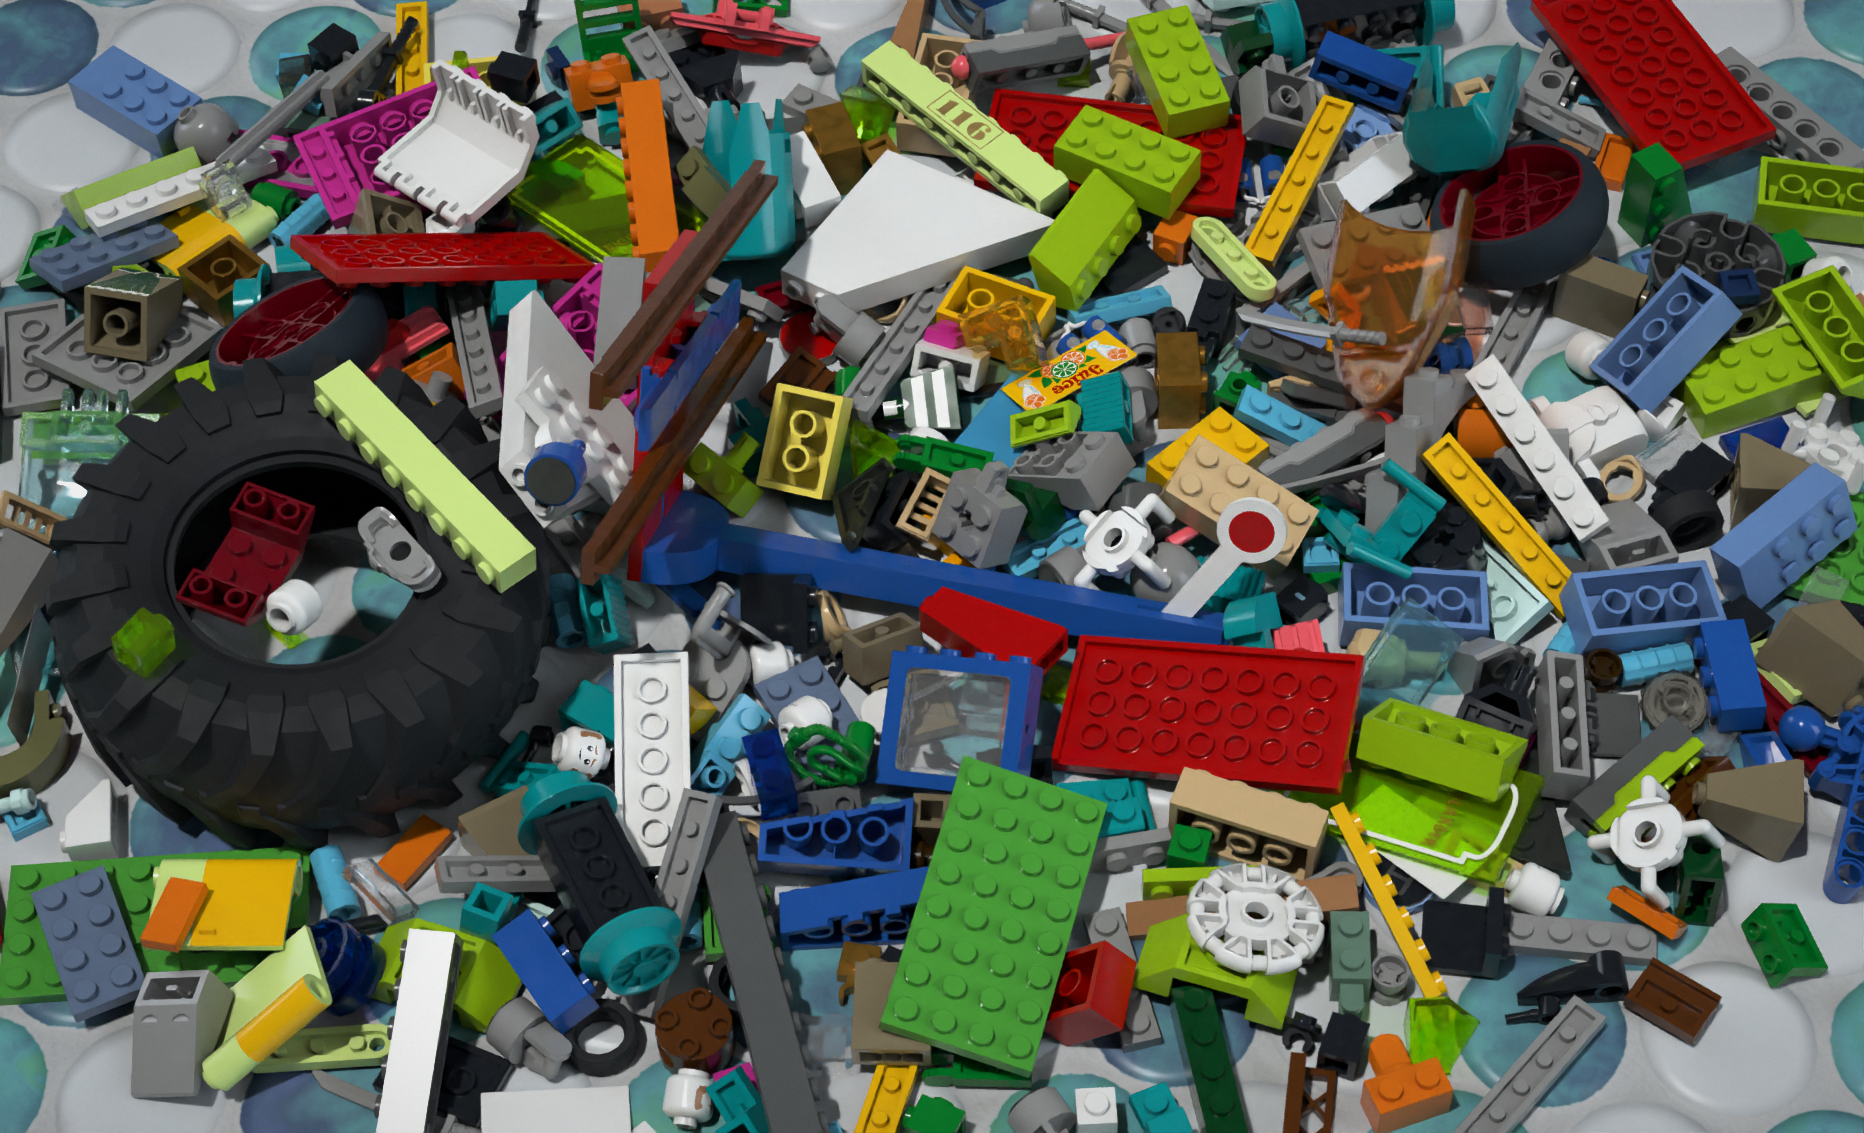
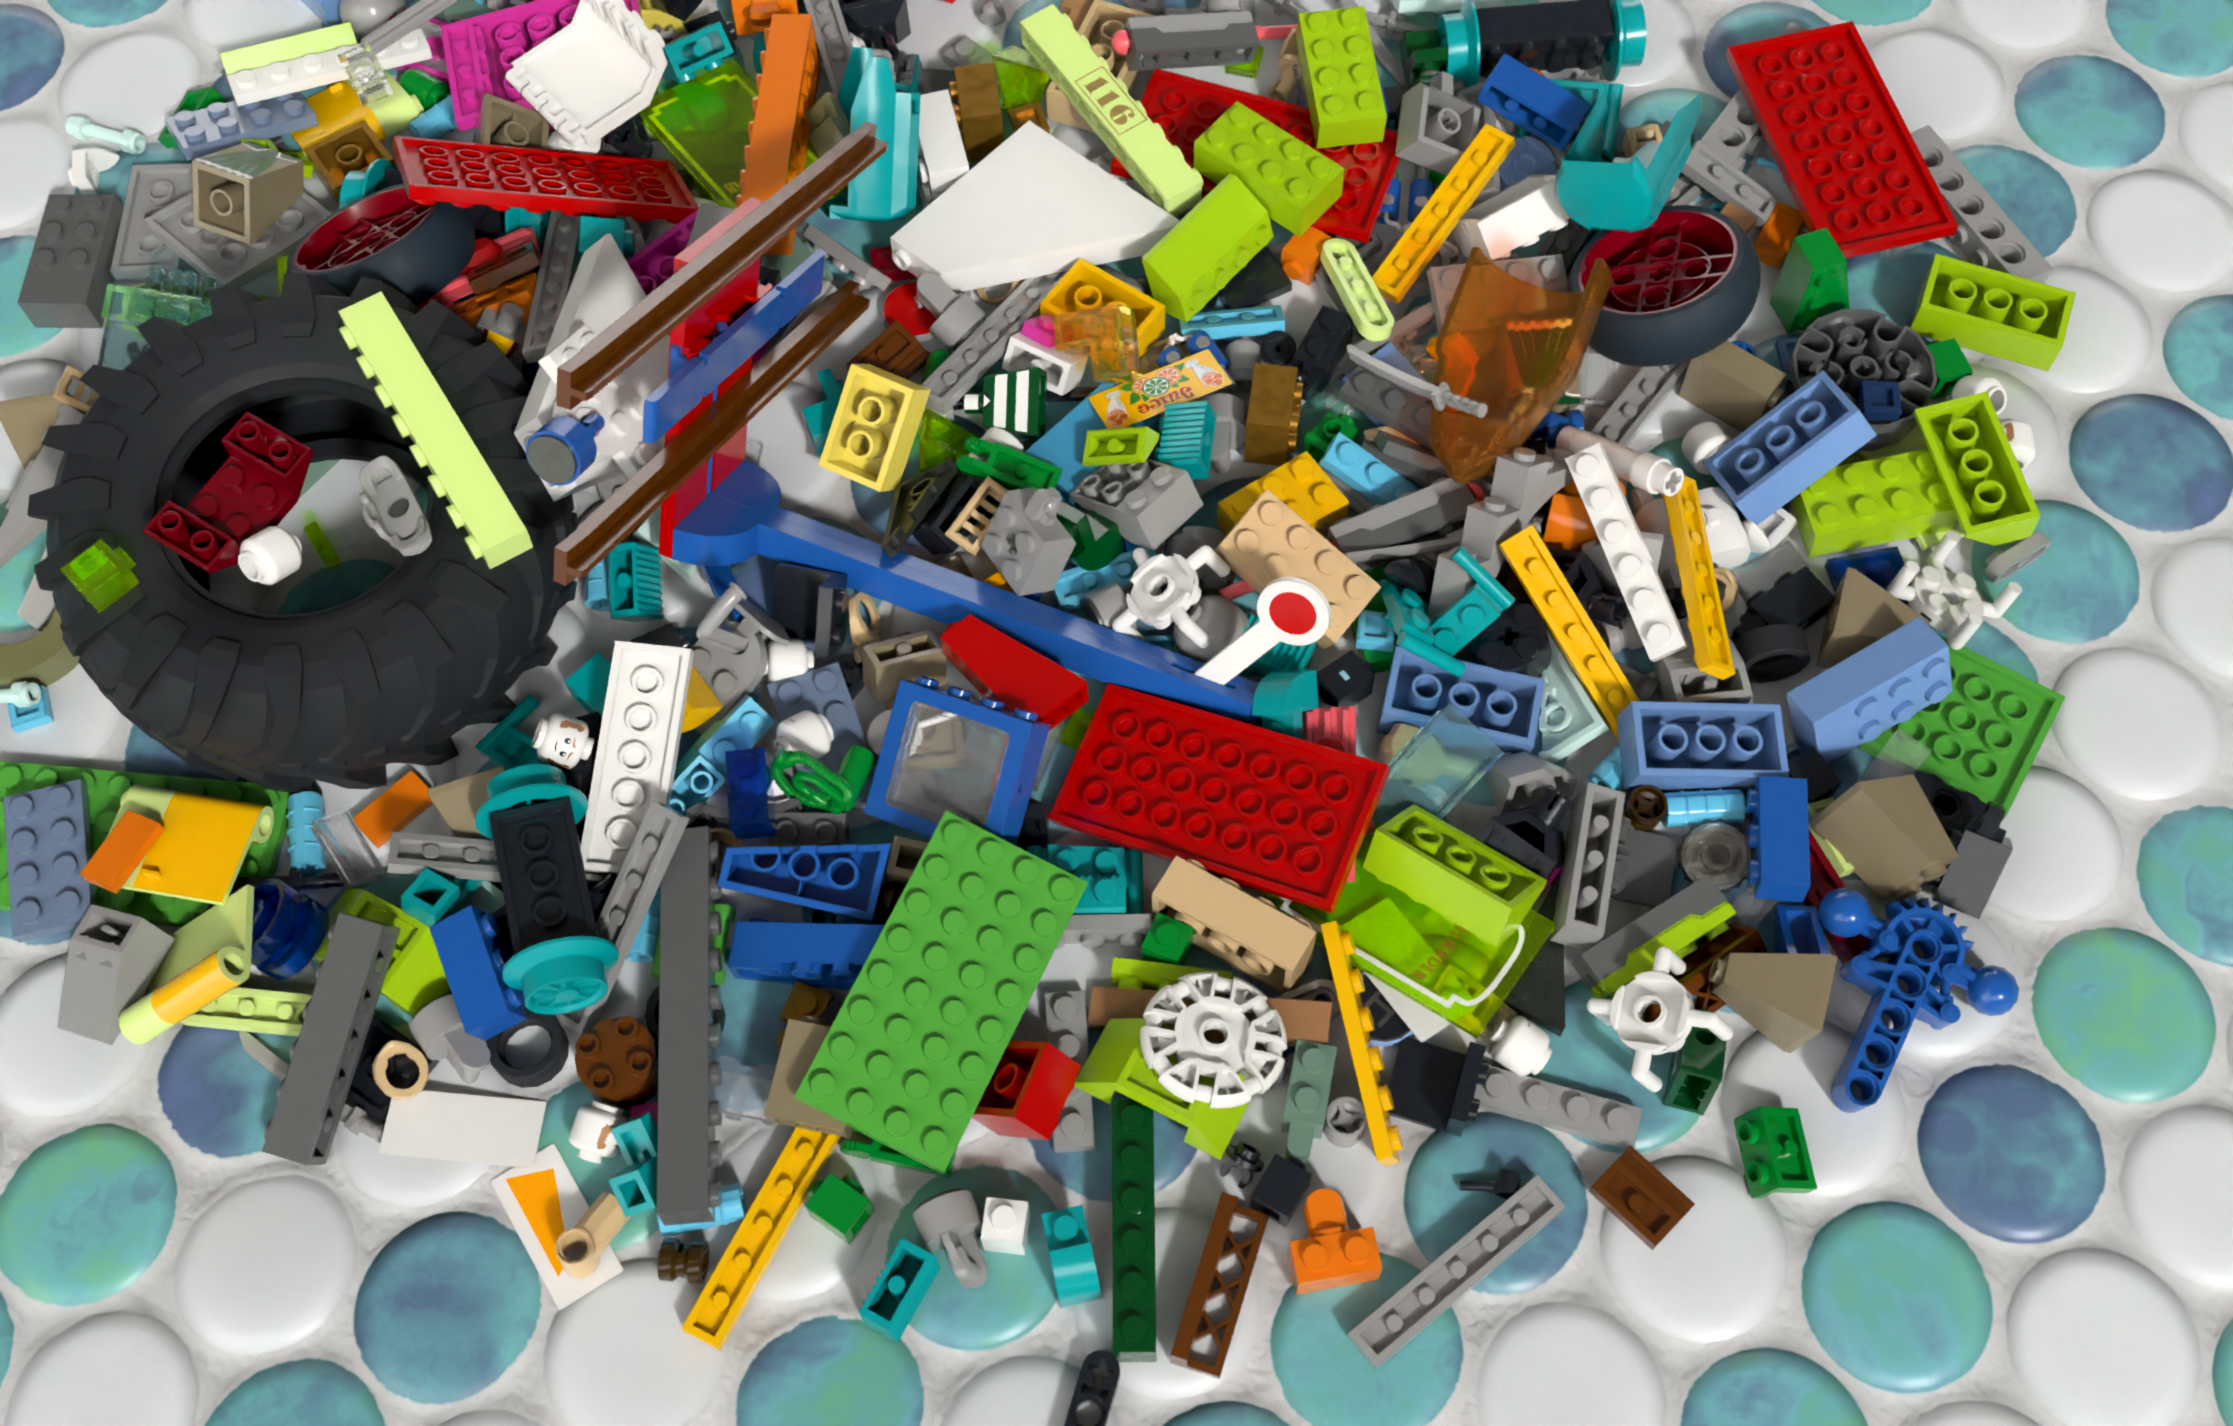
camera: 10 degrees right, 10 degrees up
(93, 826) = (87, 734): white slope -> none
(421, 342) = (504, 267): none -> reddish brown plate
(466, 1070) = (380, 1064): none -> tan piece
(539, 737) = (544, 704): black hand -> none
(724, 476) = (788, 450): lime brick -> none
(1437, 1030) = (1383, 1194): clear neon green slope -> none
(1538, 375) = (1643, 470): none -> white piece
(1593, 981) = (1554, 1158): black piece -> none
(1606, 459) = (1699, 582): none -> yellow plate
(1647, 911) = (1646, 1104): orange tile -> none

